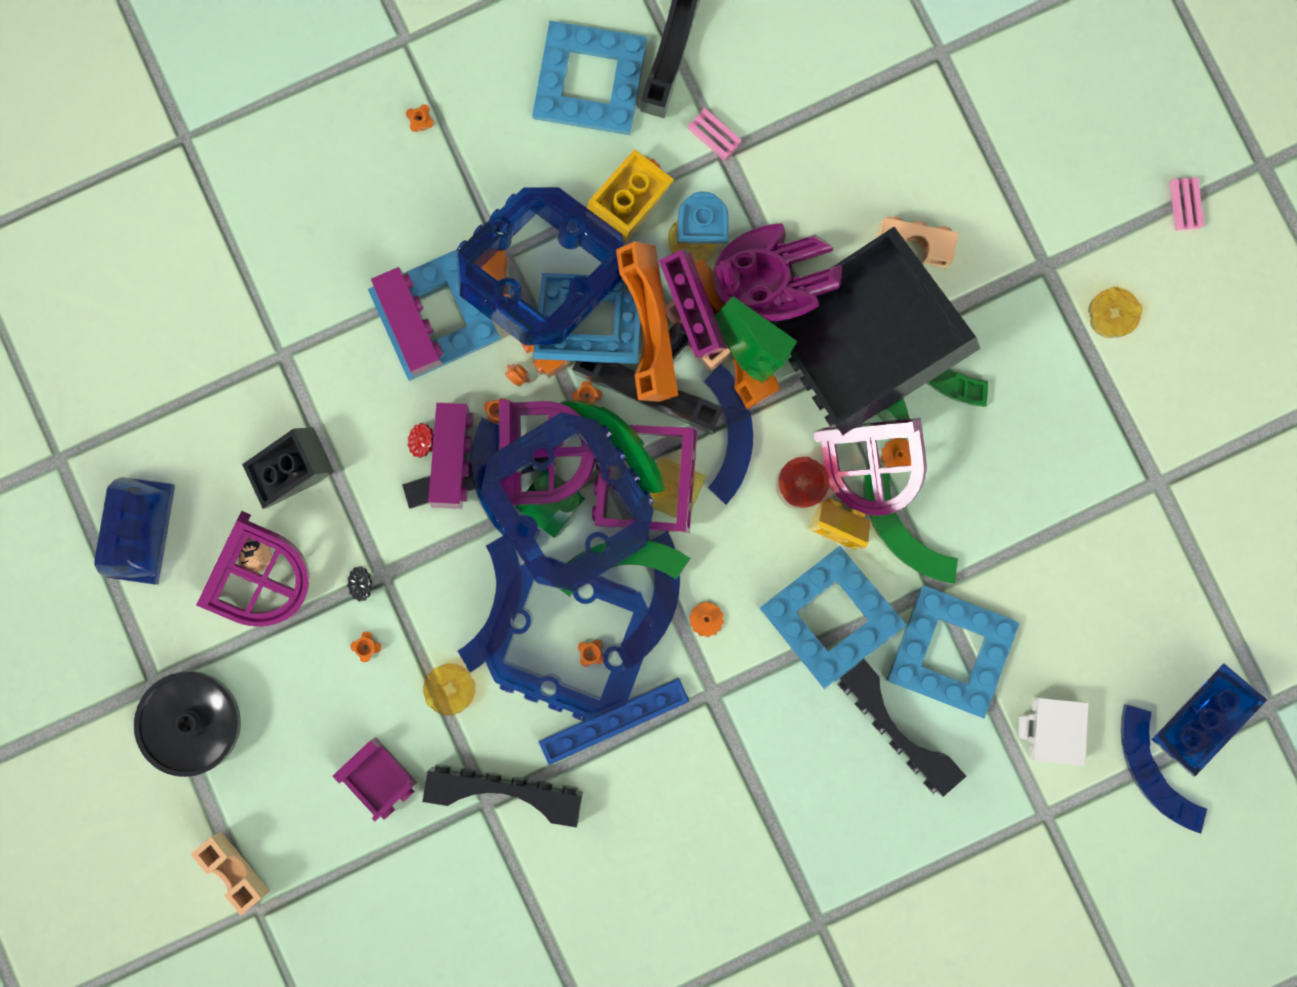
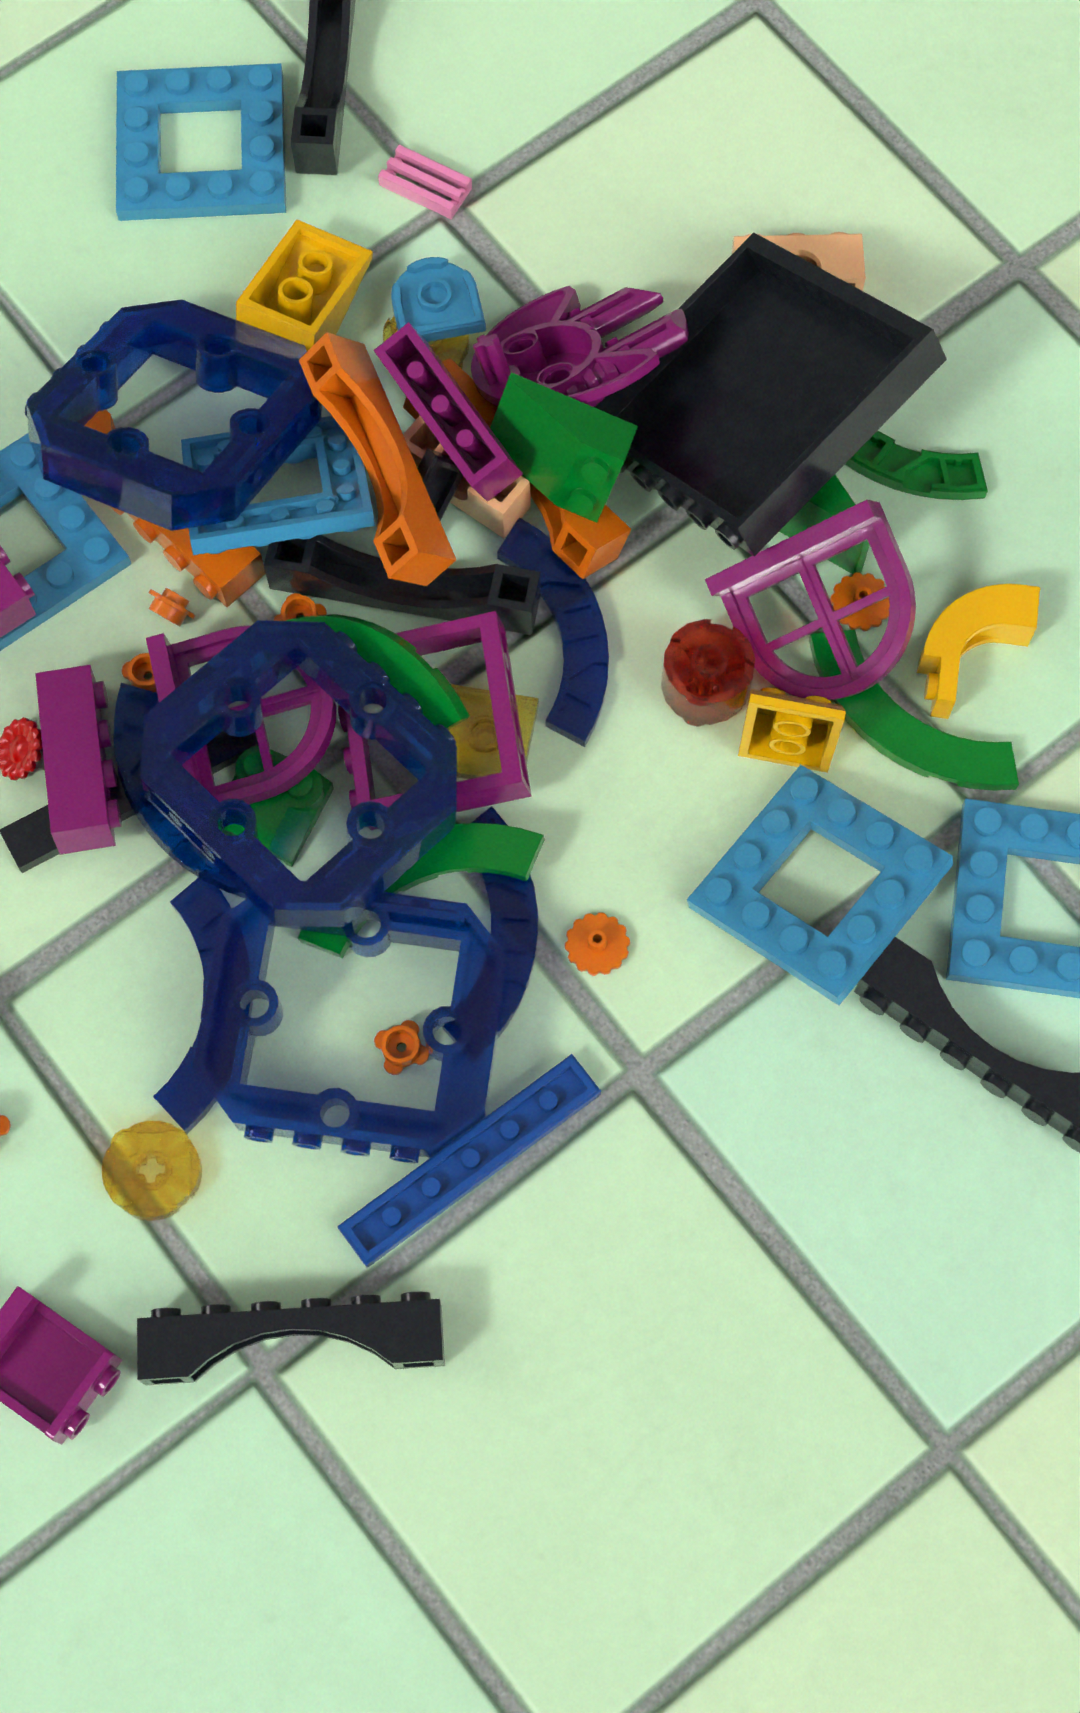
camera: 15 degrees left, 15 degrees down
(966, 482) = (980, 617): none -> yellow arch

